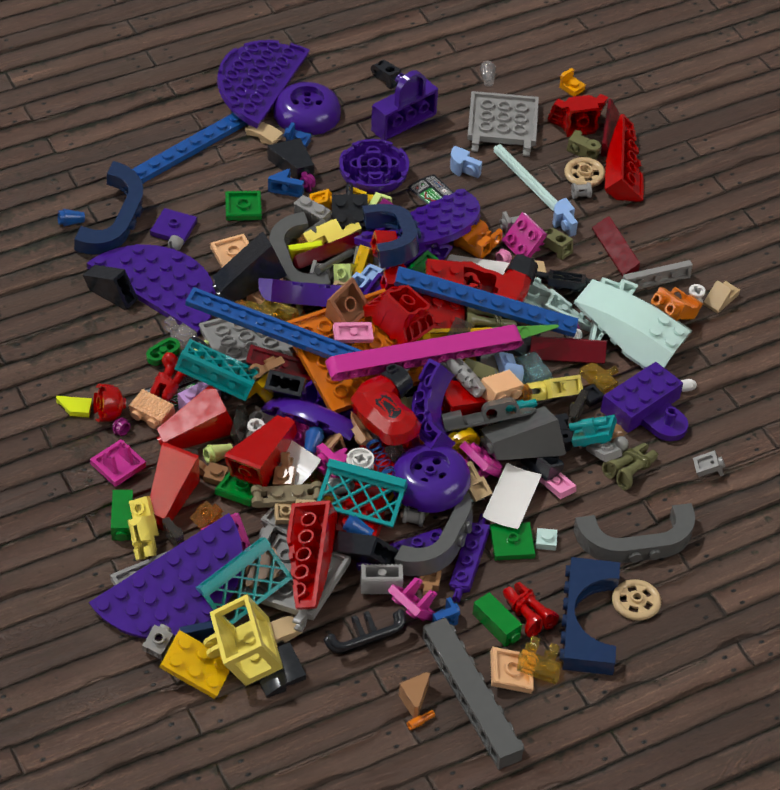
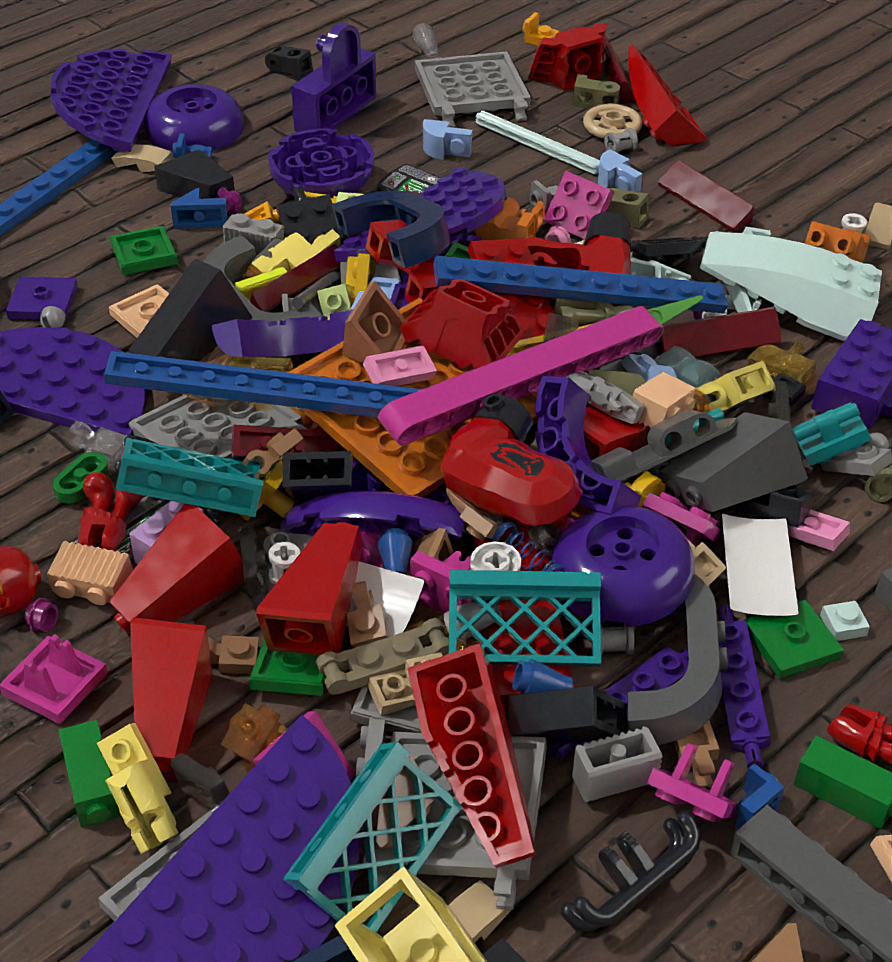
camera: 15 degrees left, 5 degrees down
(216, 452) = (229, 616): yellowish green cone -> none
(660, 275) = (791, 214): light grey plate -> none

